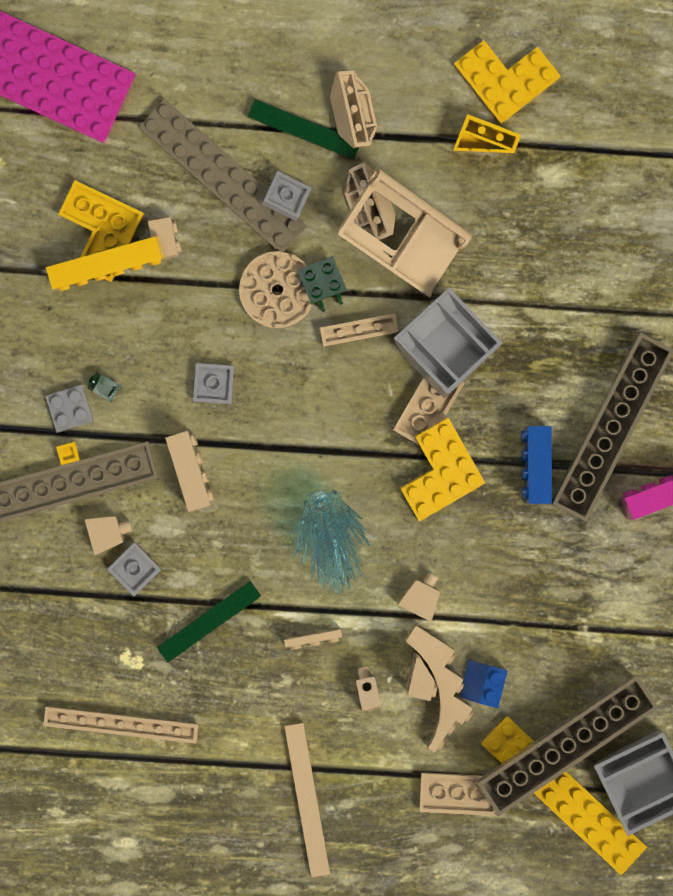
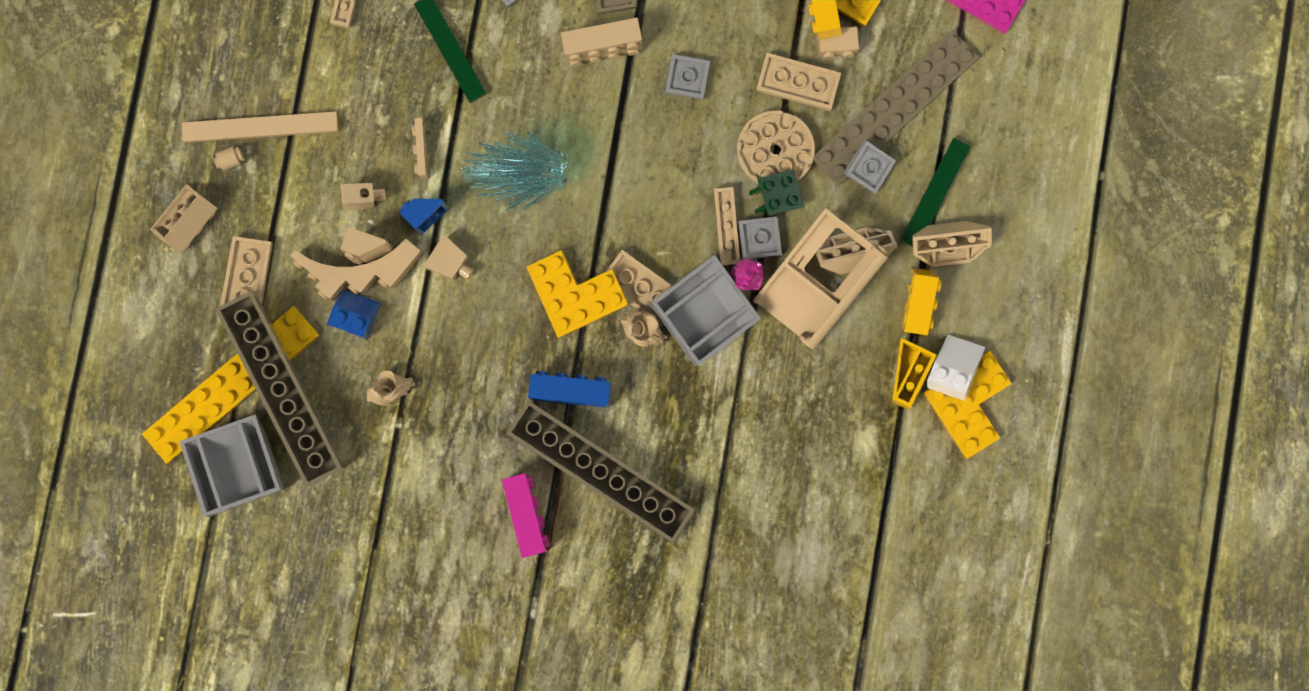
camera: 100 degrees right, 5 degrees down
(207, 273) = (798, 81): none -> tan plate
(342, 826) = (228, 158): none -> tan brick
(367, 296) = (760, 238): none -> light grey plate
(380, 629) = (423, 213): none -> blue slope
(407, 304) = (748, 274): none -> dark pink hair
(407, 862) = (183, 219): none -> tan slope
(413, 133) = (921, 301): none -> yellow wedge
(469, 400) = (643, 329): none -> tan hair
(474, 94) = (955, 367): none -> white slope
(552, 641) = (388, 388): none -> tan hair

